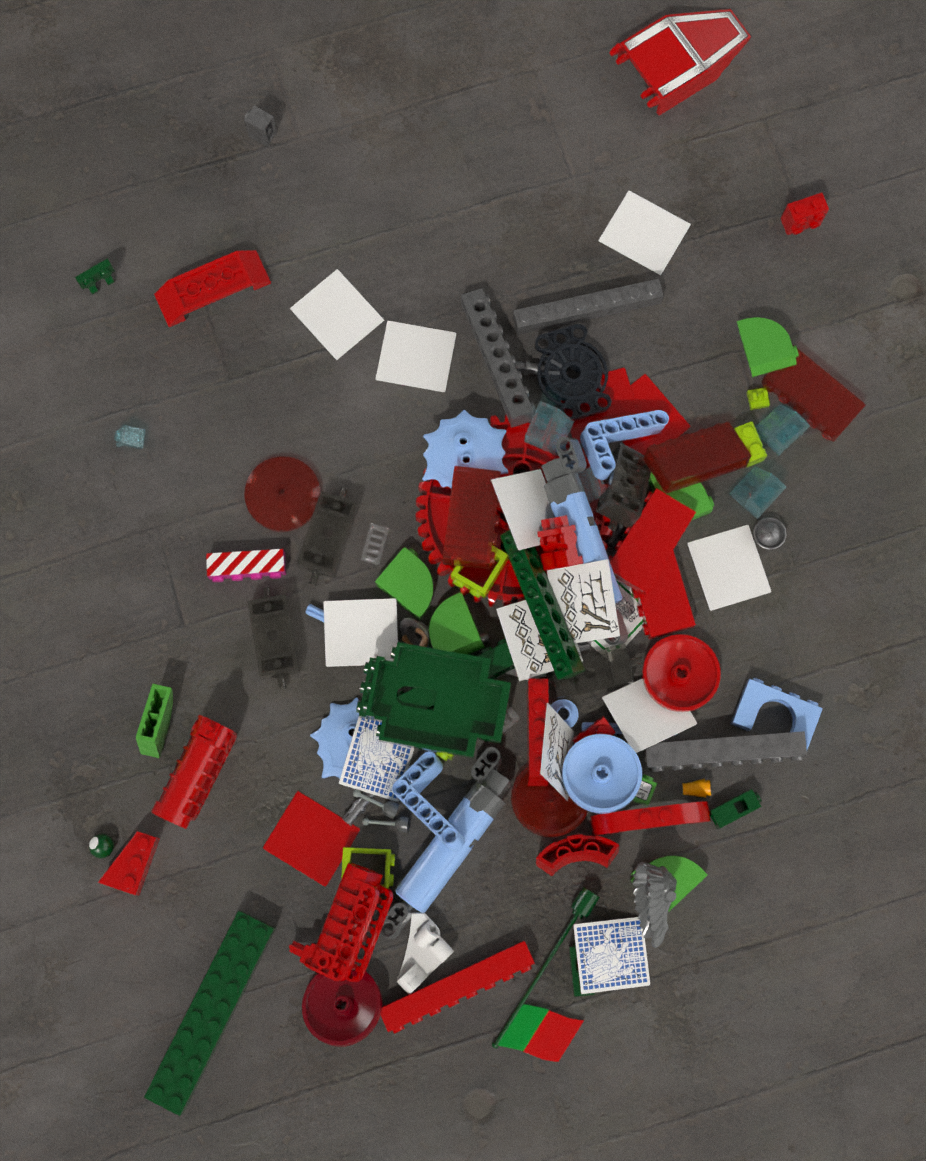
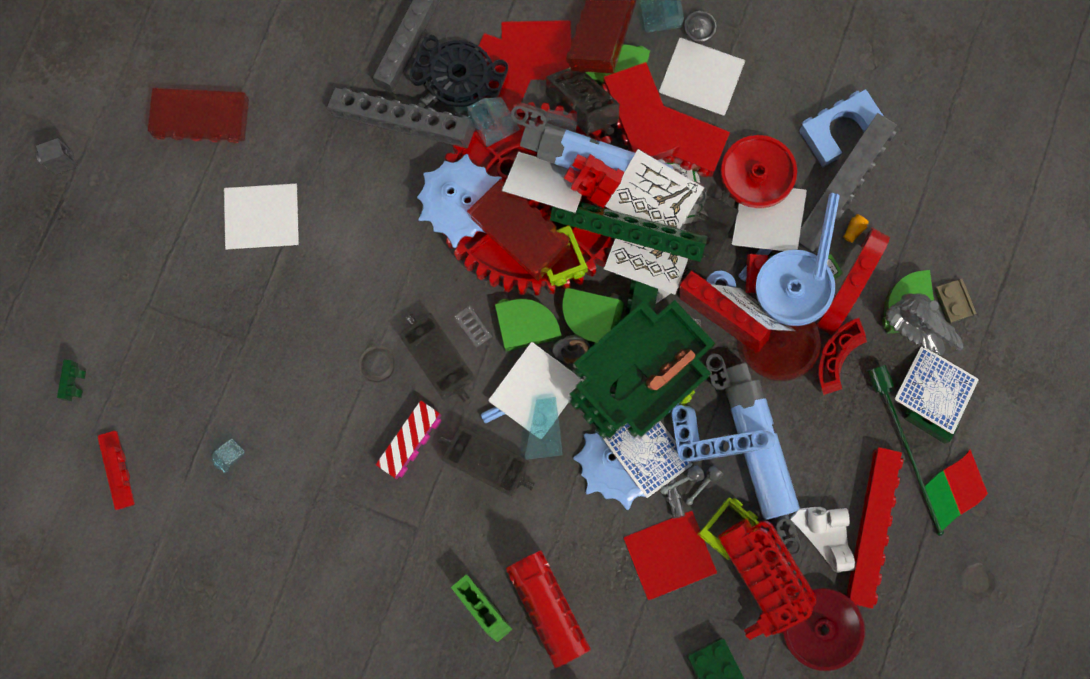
camera: 50 degrees left, 0 degrees up
(56, 364) = (116, 470): none -> red bracket
(210, 284) = (154, 296): red slope -> none
(285, 510) = (378, 385): clear red dish -> none
(334, 664) = (544, 433): none -> clear light blue wing
(378, 203) = (198, 115): none -> clear red brick
(416, 356) = (346, 181): white sticker -> none
(451, 722) = (670, 369): none -> hinge
(600, 433) = (527, 86): light blue beam -> none
(664, 766) = (826, 236): none -> light blue axle
(701, 917) = (955, 301): none -> dark tan plate
(735, 808) = (892, 211): dark green brick -> none

